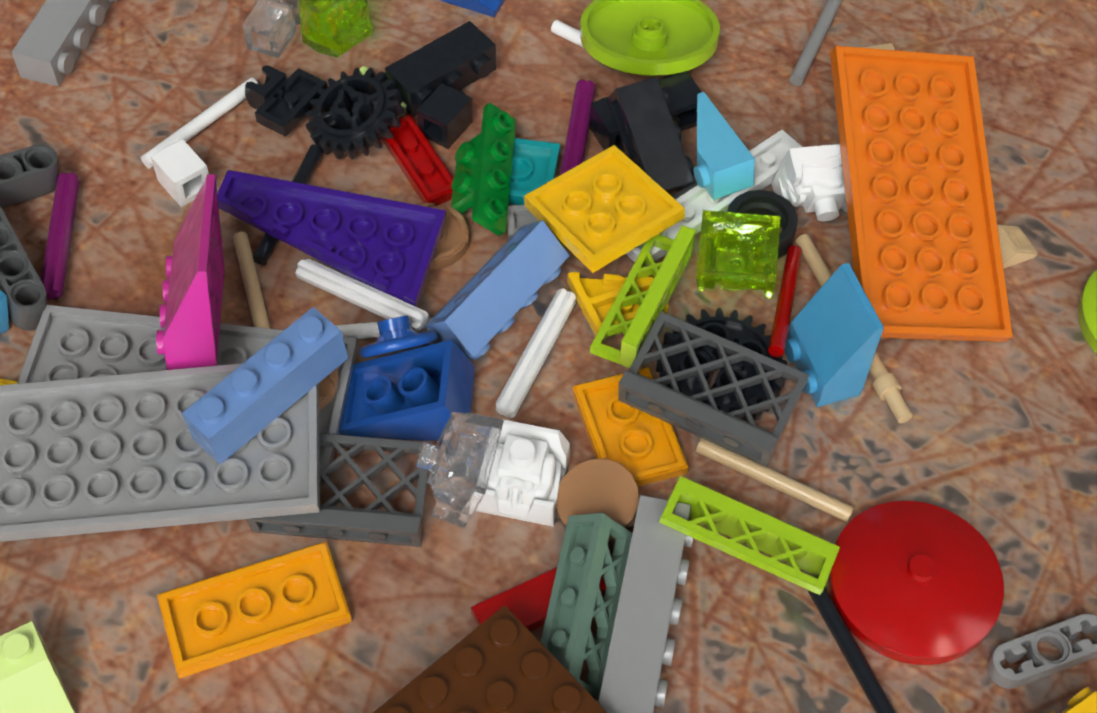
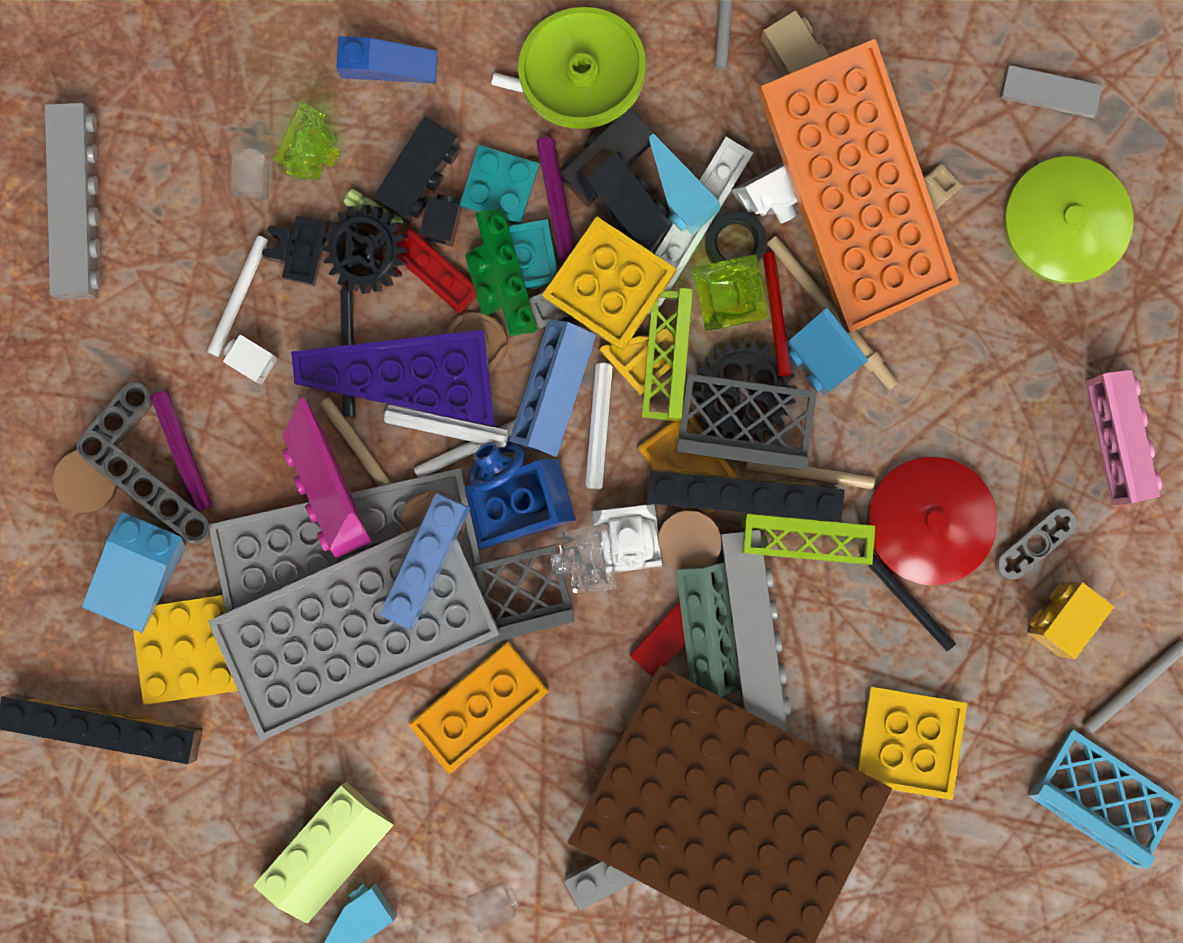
camera: 15 degrees left, 30 degrees up
(529, 102) = (499, 183): none -> teal plate
(666, 454) = (744, 495): none -> black brick

